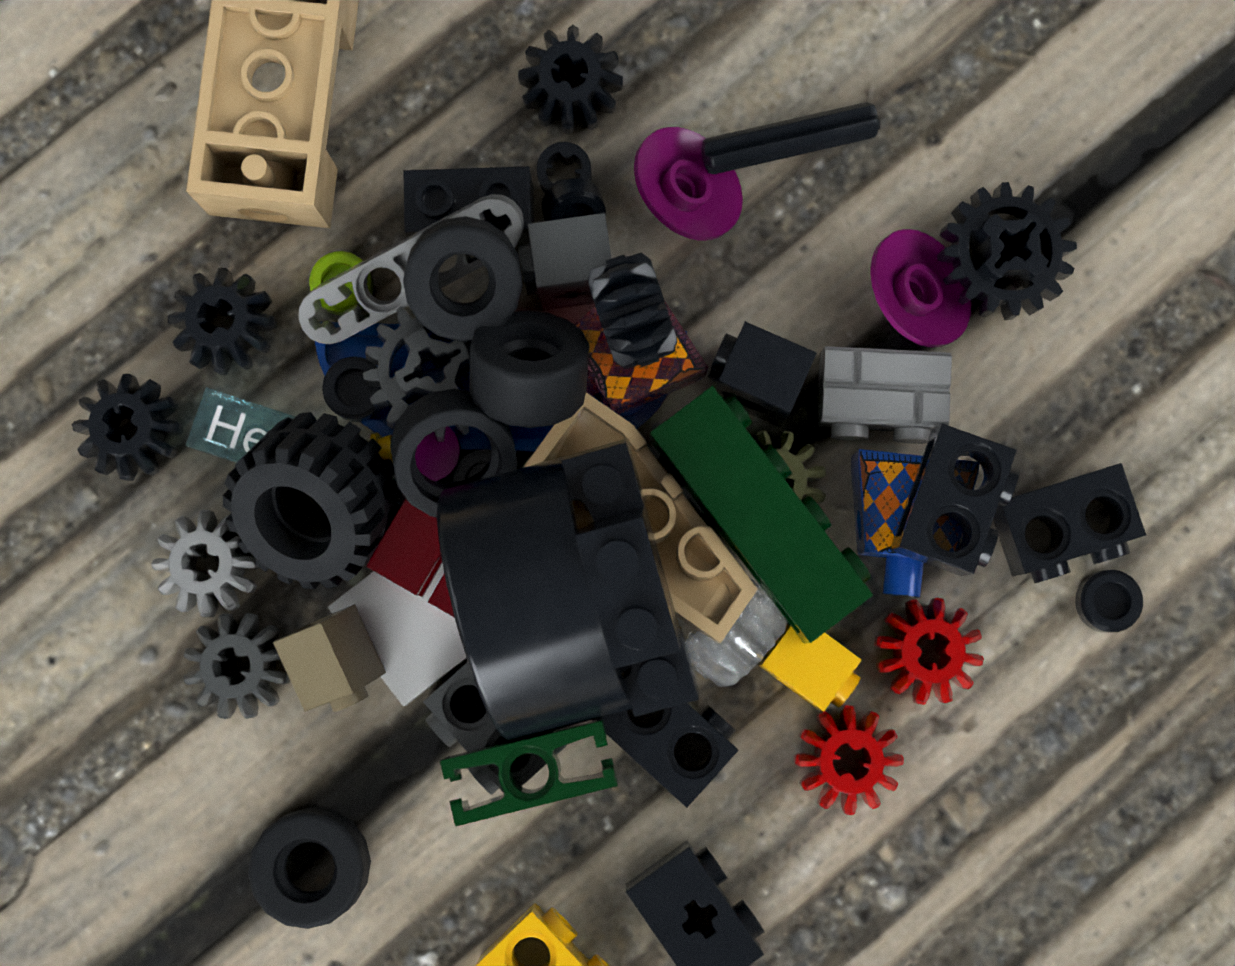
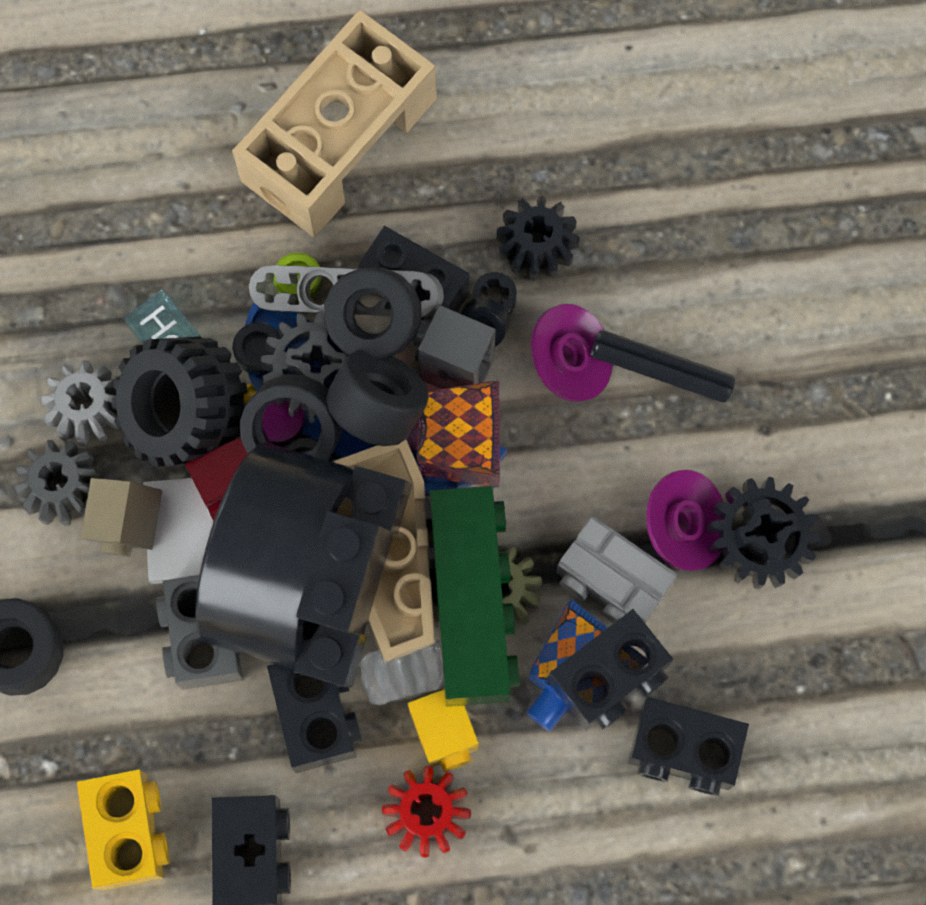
camera: 30 degrees right, 10 degrees down
(111, 444) = (75, 288): black gear -> none
(215, 343) = (218, 243): black gear -> none
(521, 798) = (191, 648): dark green piece -> none
(632, 310) = (469, 400): black gear -> none
(761, 372) = (536, 505): black brick -> none
(950, 649) = (547, 780): red gear -> none
(1109, 601) = (684, 823): black tile -> none

